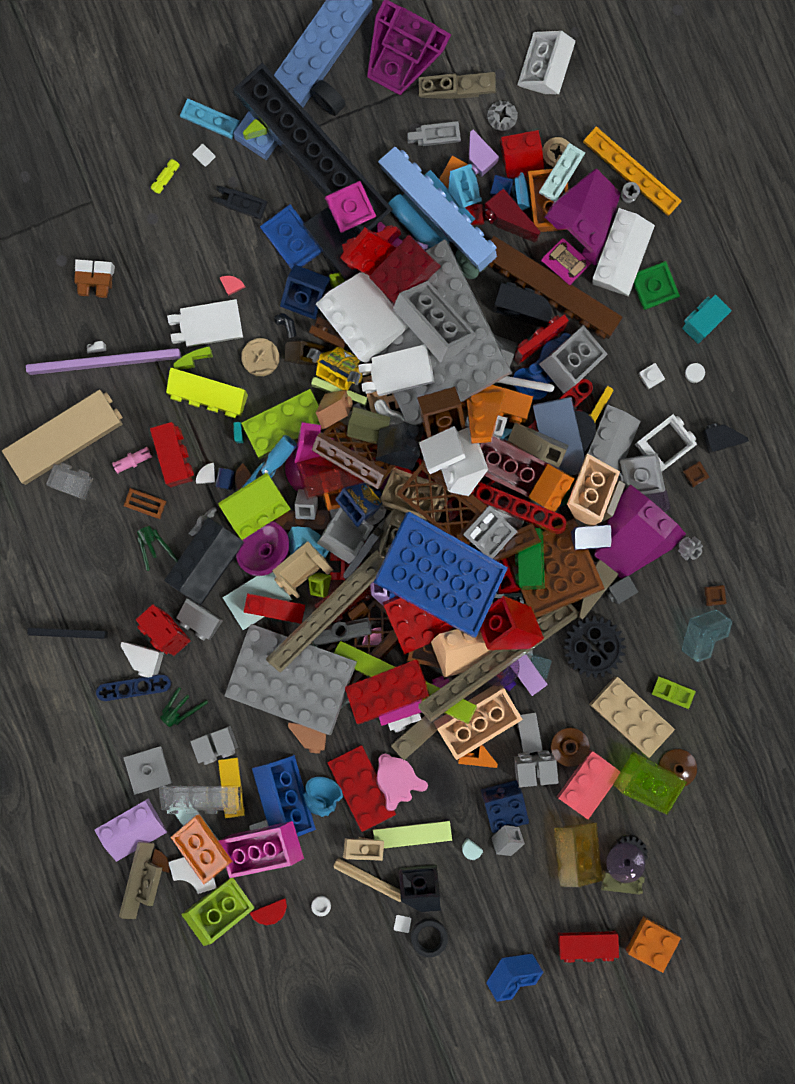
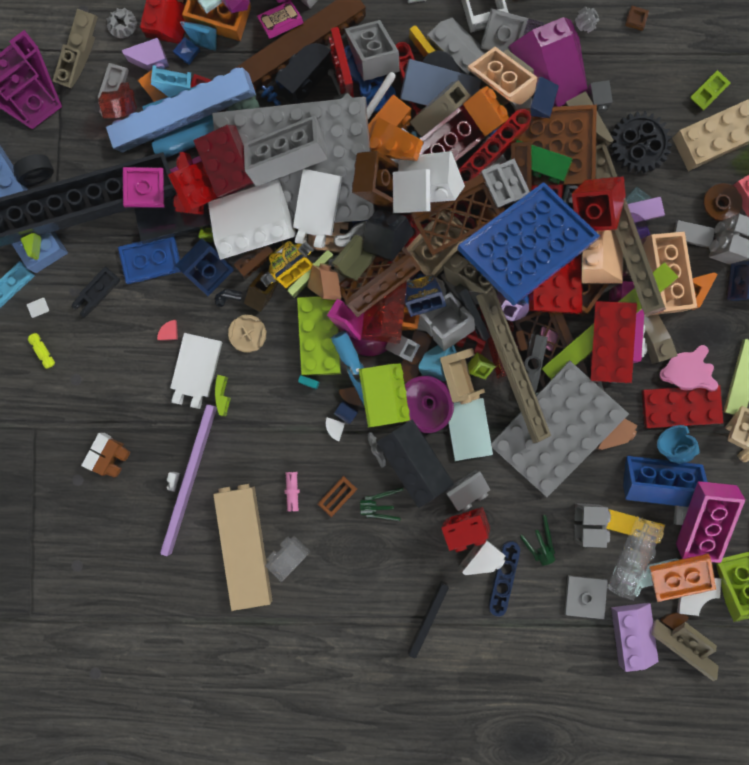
camera: 60 degrees left, 0 degrees up
(172, 454) = (303, 451): red brick -> none
(206, 393) = (258, 396): neon yellow slope -> none
(274, 608) = (486, 417): red slope -> none
(420, 148) = (117, 103): none -> clear red brick
(491, 285) = (271, 97): none -> blue hair
(507, 215) = (218, 49): dark red slope -> none
(704, 632) = (670, 39): clear light blue panel -> none

